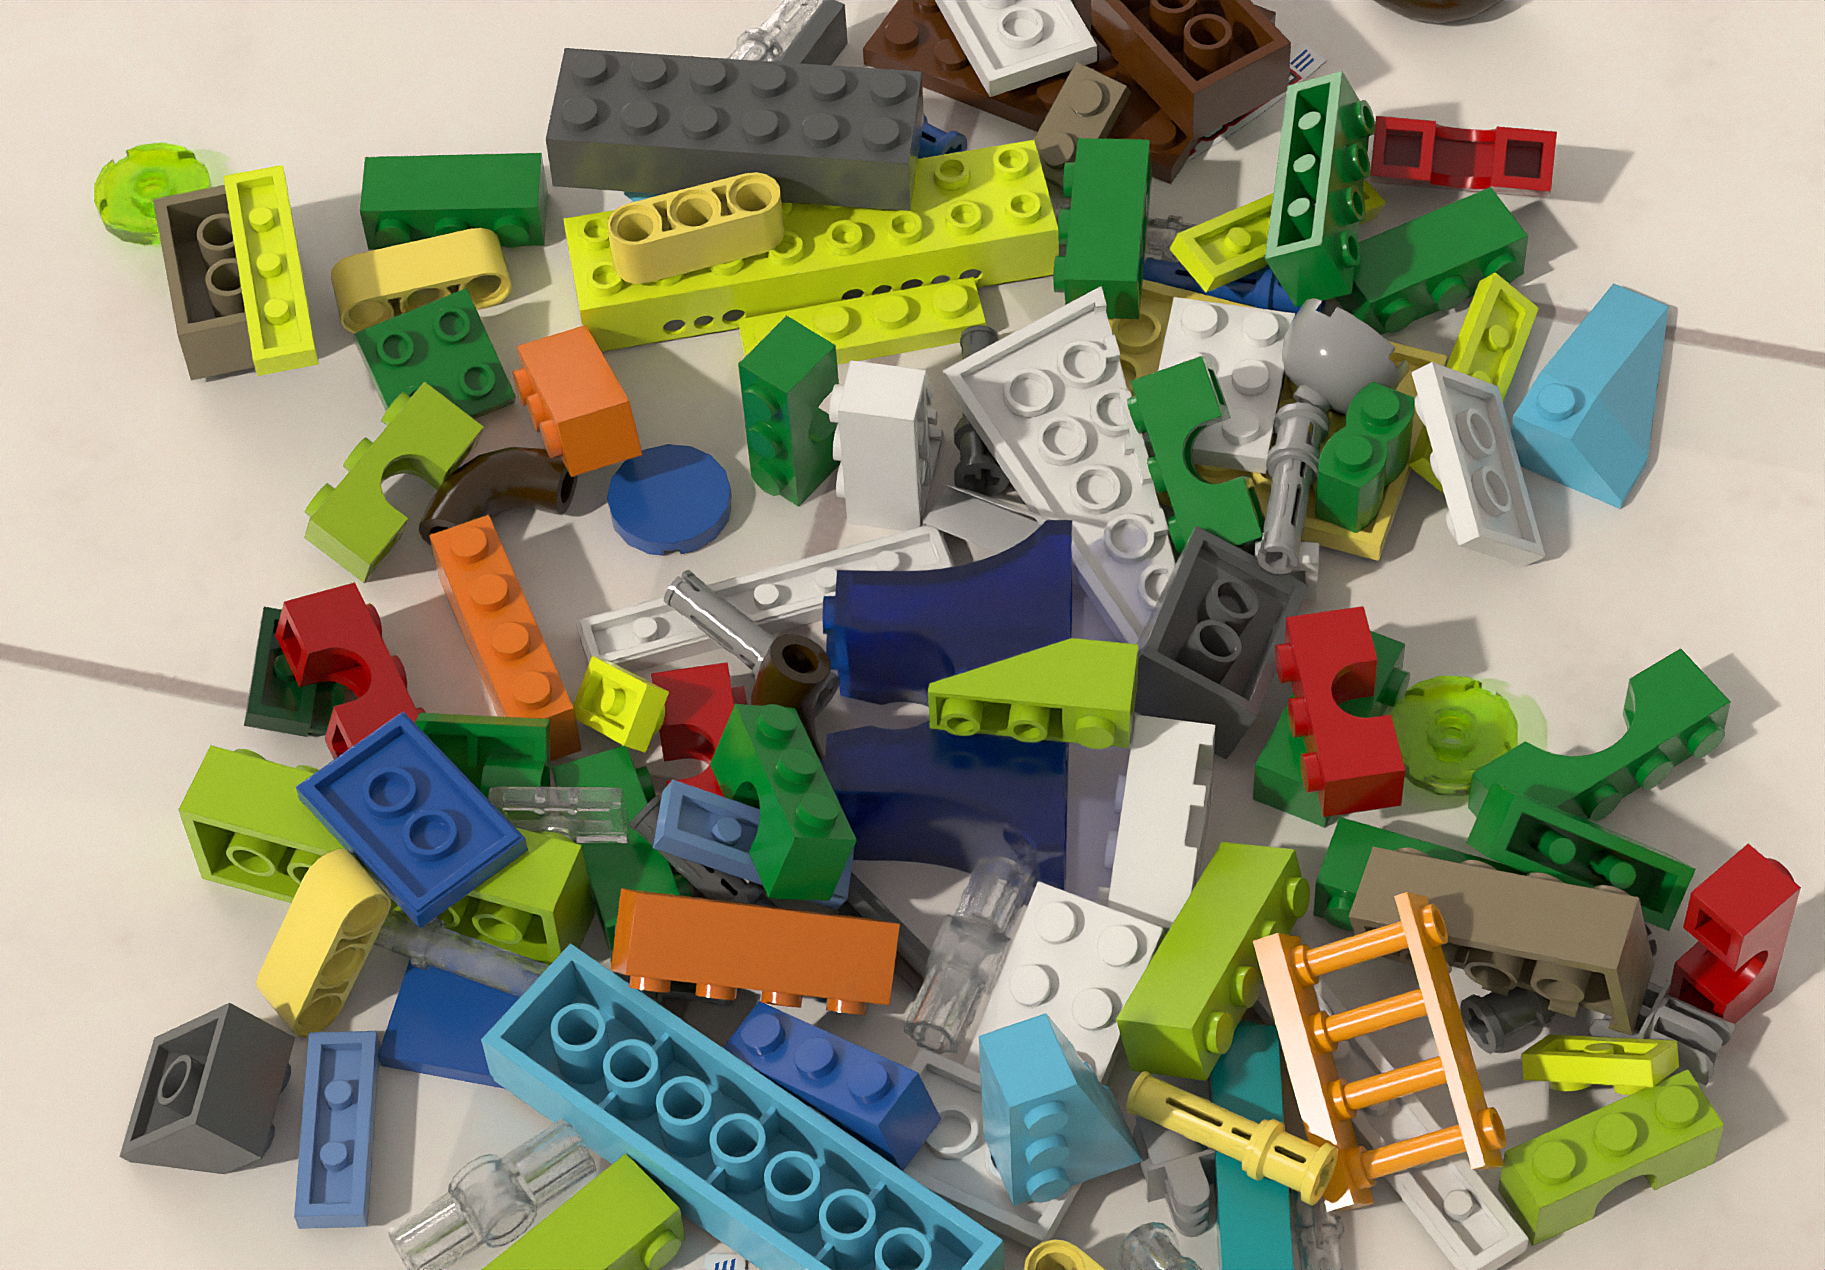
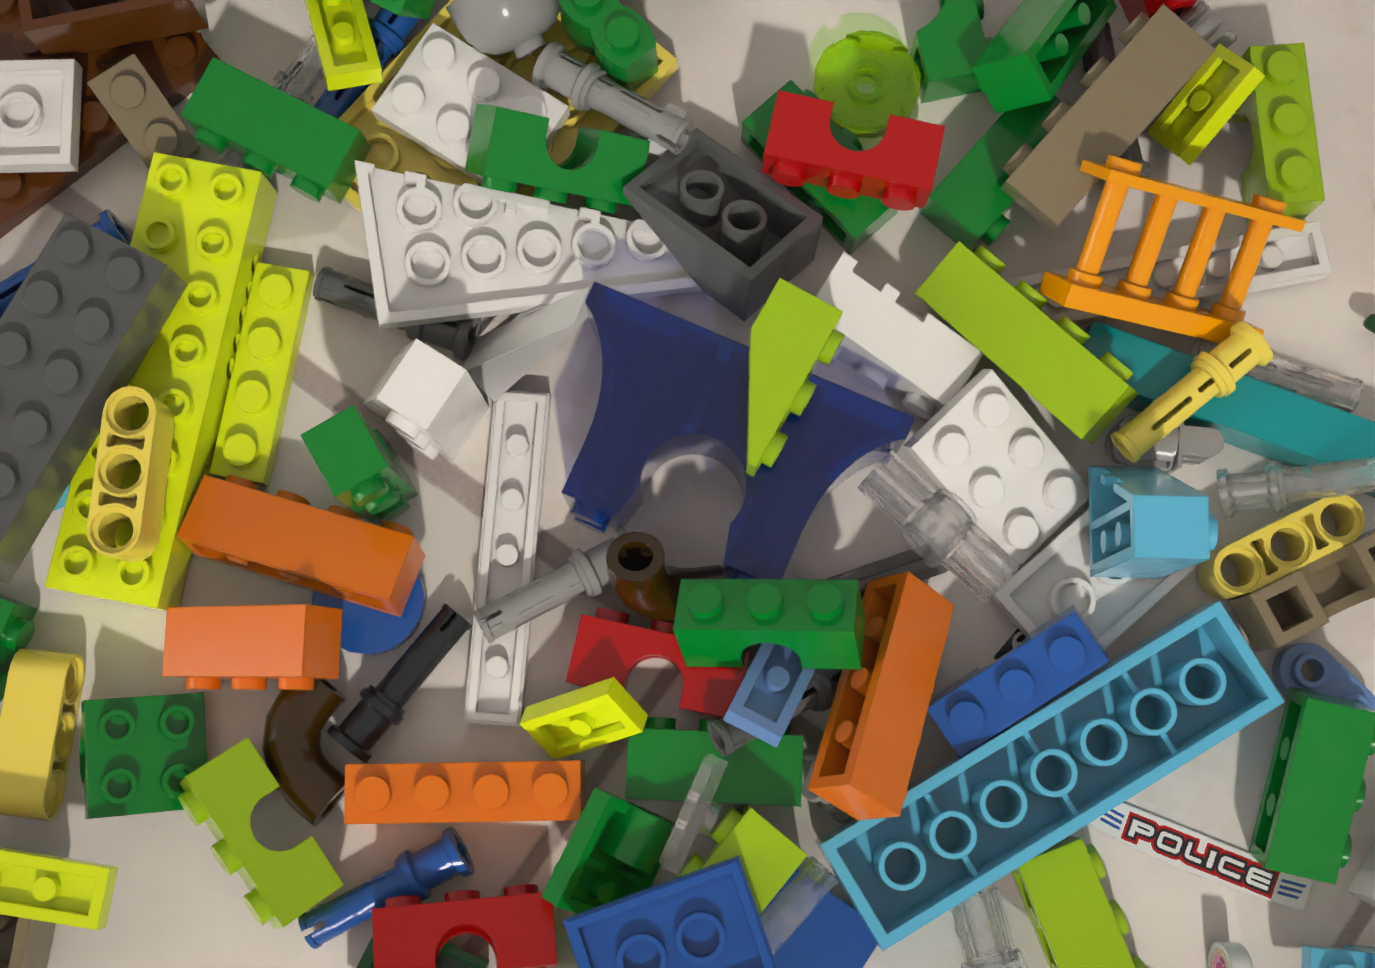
camera: 70 degrees left, 25 degrees up
(403, 628) = (412, 875): none -> blue pin
(568, 545) = (383, 704): none -> black pin
(697, 412) = (303, 543): none -> orange brick

